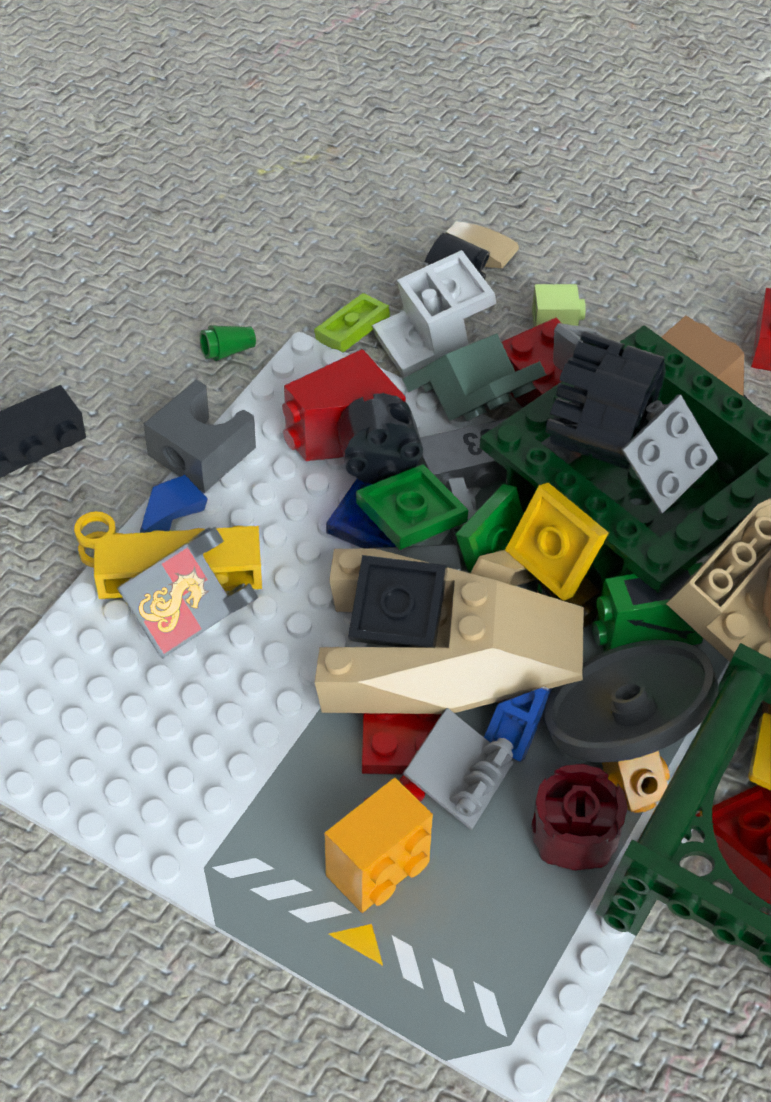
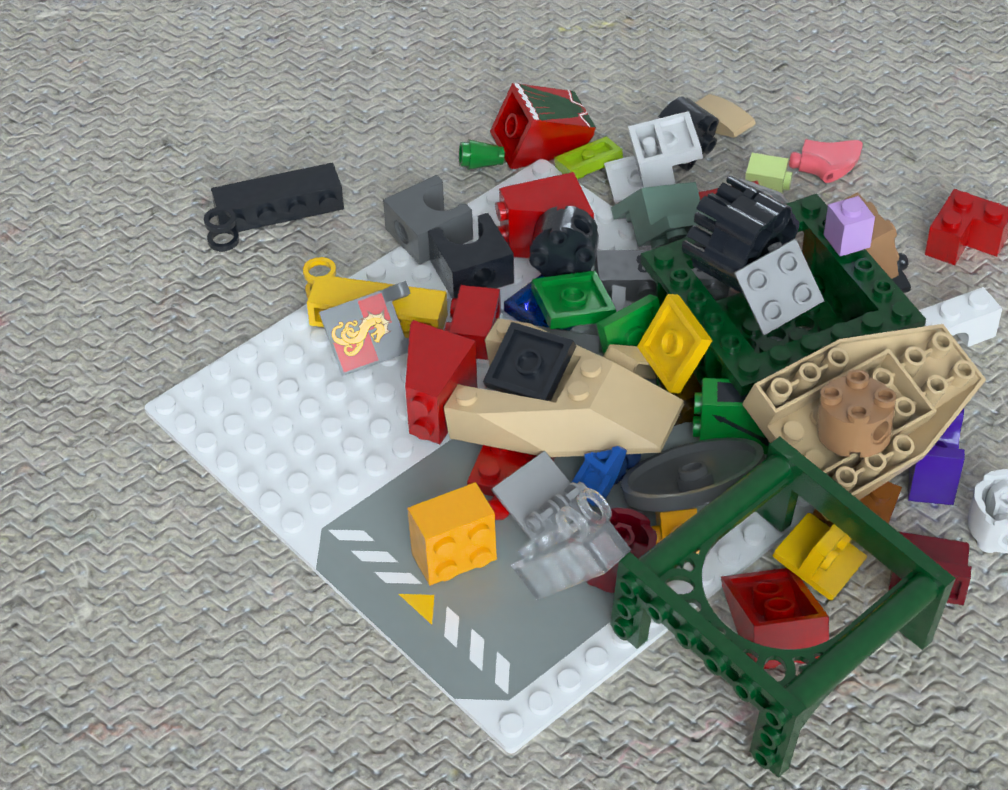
camera: 20 degrees right, 5 degrees down
(171, 501) = (389, 263): blue slope -> none
(271, 487) = (477, 264): none -> black piece
(284, 636) = (434, 368): none -> red slope
(285, 292) = (540, 124): none -> red slope
(300, 556) = (475, 315): none -> red brick
(549, 848) = (573, 550): none -> clear hinge
(609, 275) = (827, 159): none -> coral arm
(707, 360) = (849, 226): none -> lavender brick

